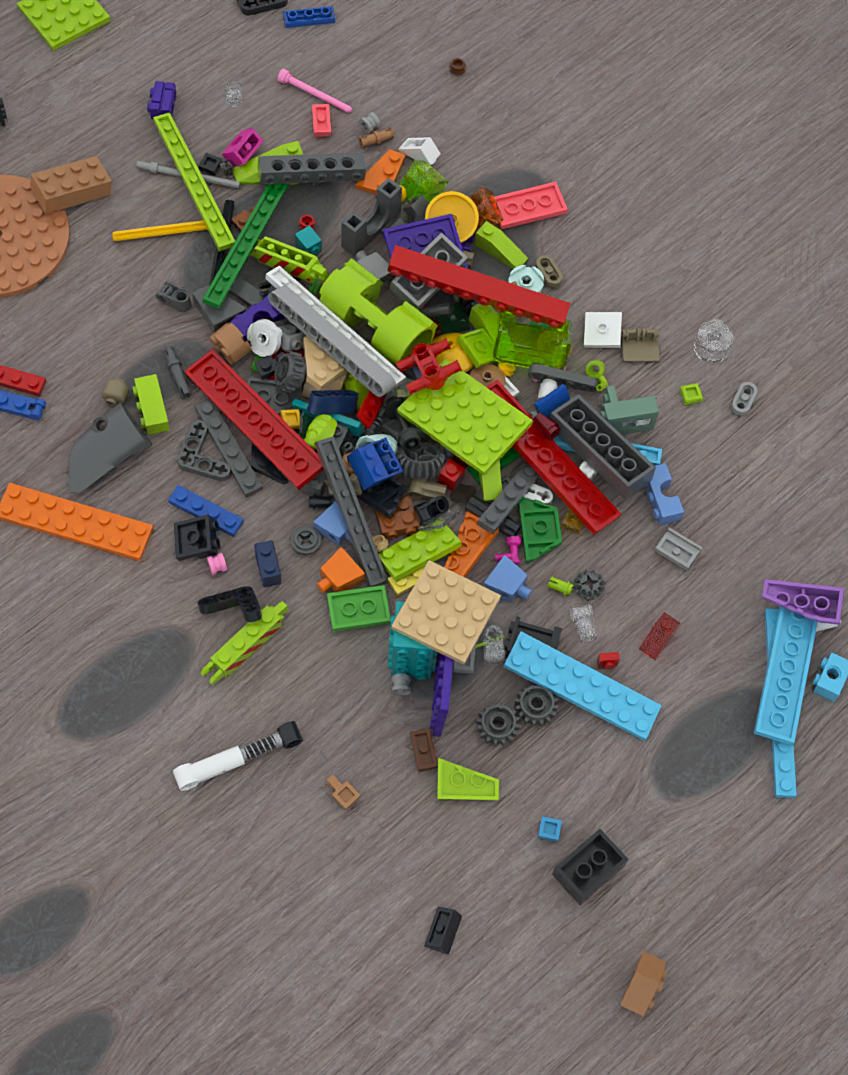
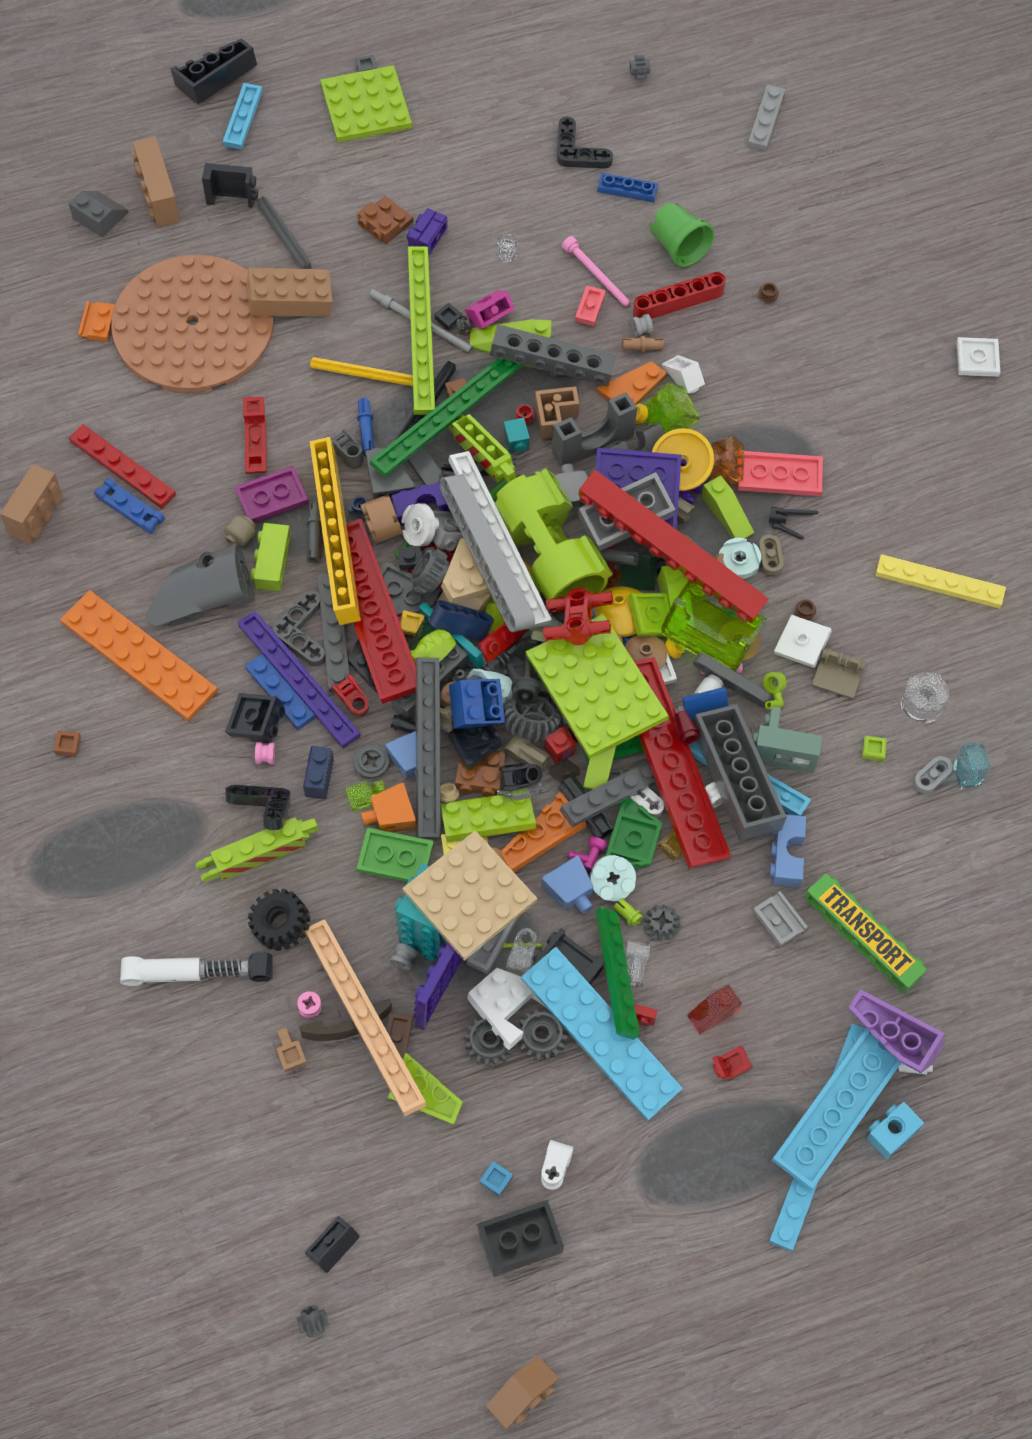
camera: 25 degrees right, 0 degrees up
(42, 138) = (284, 233): none -> dark grey axle
(47, 613) = (67, 743): none -> dark orange plate
(92, 310) = (255, 435): none -> red slope
(121, 102) = (384, 219): none -> dark orange plate
(128, 354) = (271, 494): none -> magenta plate
(179, 270) = (365, 419): none -> blue axle
(198, 365) = (335, 531): none -> yellow brick
(204, 335) = (357, 501): none -> dark blue plate
(217, 494) = (299, 679): none -> dark purple plate
(267, 492) = (350, 692): none -> red piece
(279, 681) = (269, 909): none -> black tyre
(310, 569) = (360, 794): none -> clear neon green plate
(329, 209) = (553, 406): none -> medium nougat brick
(342, 755) = (309, 1011): none -> bright pink wheel
(360, 768) = (317, 1032): none -> dark brown slope
(372, 40) = (682, 234): none -> bright green piece
(390, 90) = (680, 295): none -> red beam
(395, 742) = (365, 1018): none -> light nougat plate
(456, 995) = (312, 1321): none -> dark grey gear
(491, 689) = (498, 999): none -> white wing
(541, 239) = (779, 516): none -> black plant
(542, 553) = (625, 882): none -> light aqua plate
(575, 635) = (617, 973): none -> green plate
(590, 798) = (556, 1161): none -> white piece
(593, 304) = (805, 609): none -> reddish brown plate
(639, 67) = (978, 357): none -> white plate
(685, 249) = (940, 581): none -> light yellow plate
(691, 672) = (732, 1064): none -> red bracket
(746, 536) = (865, 933): none -> brick
(771, 381) = (971, 765): none -> clear light blue brick

